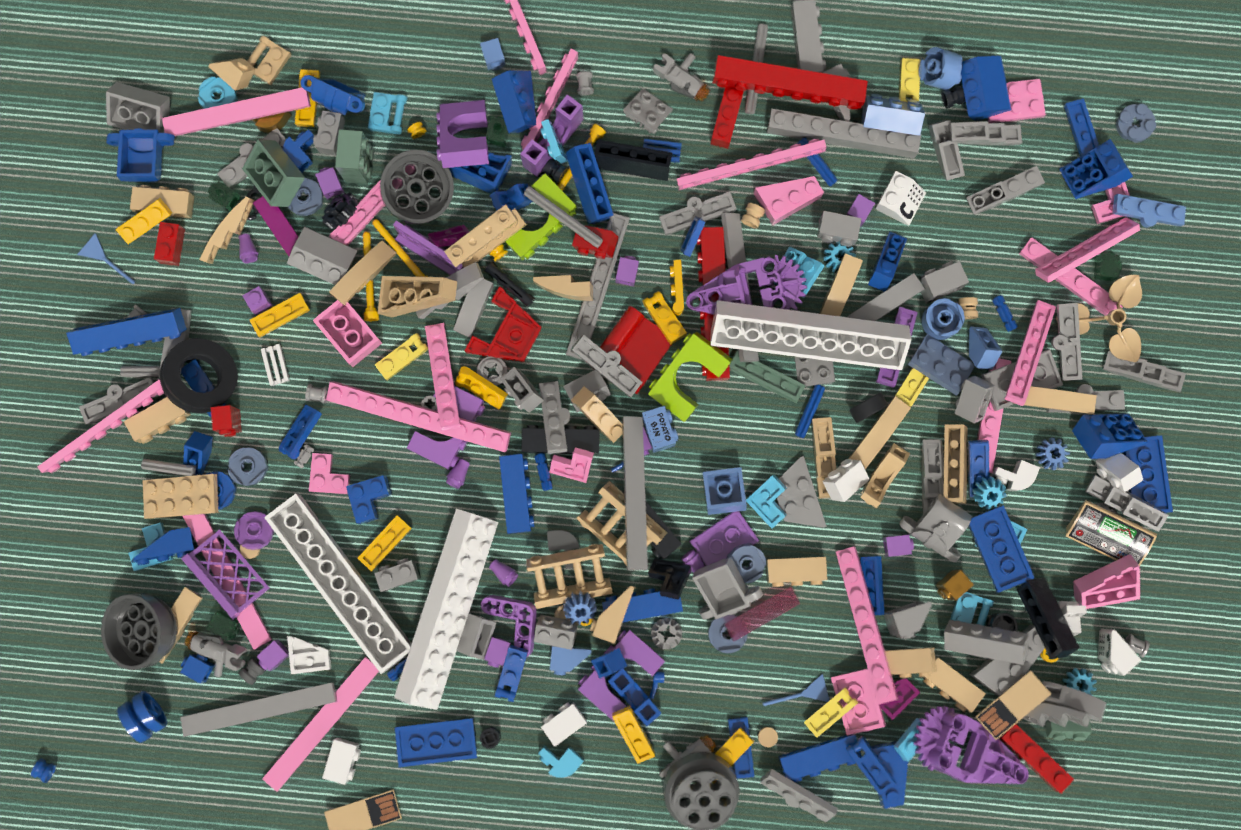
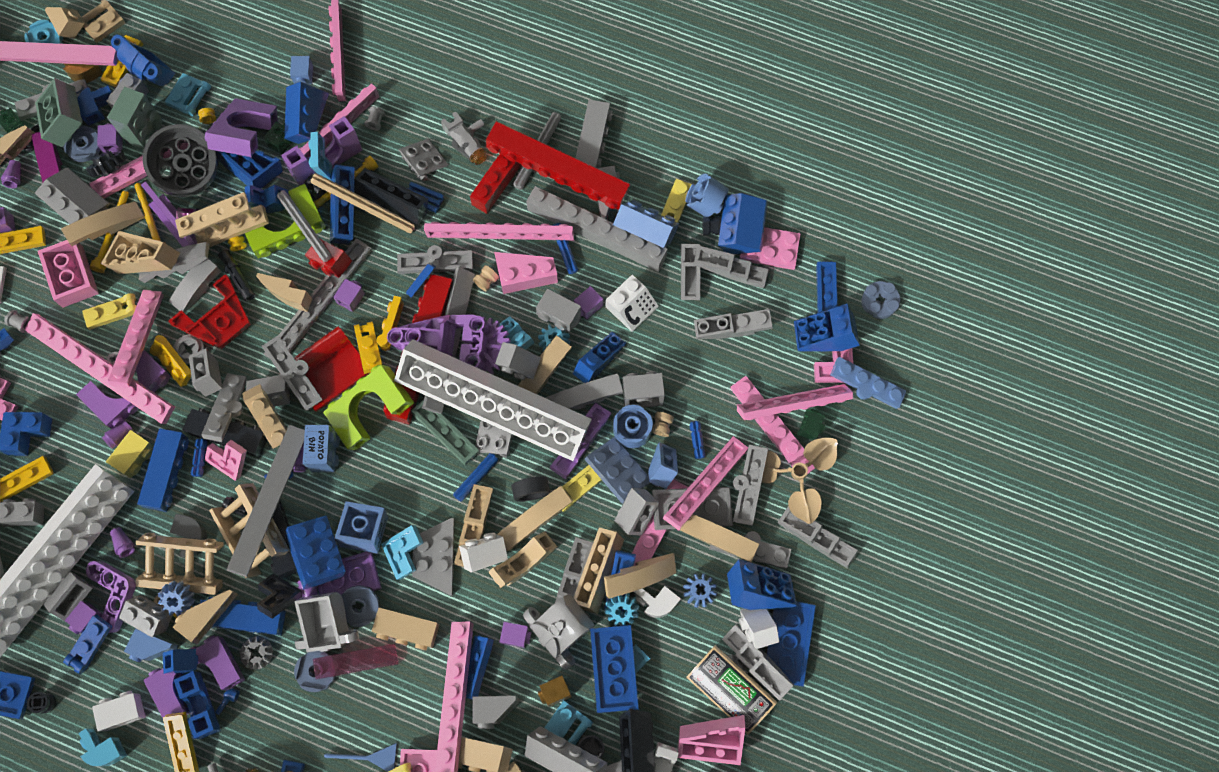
camera: 15 degrees right, 10 degrees down
(479, 488) = (130, 454): none -> light yellow brick
(589, 505) = (241, 510): none -> black pin
(610, 176) = (362, 203): none -> tan axle
(692, 527) = (315, 552): none -> blue brick
(819, 290) = (517, 361): none -> light grey brick
(998, 457) = (640, 576): none -> tan slope

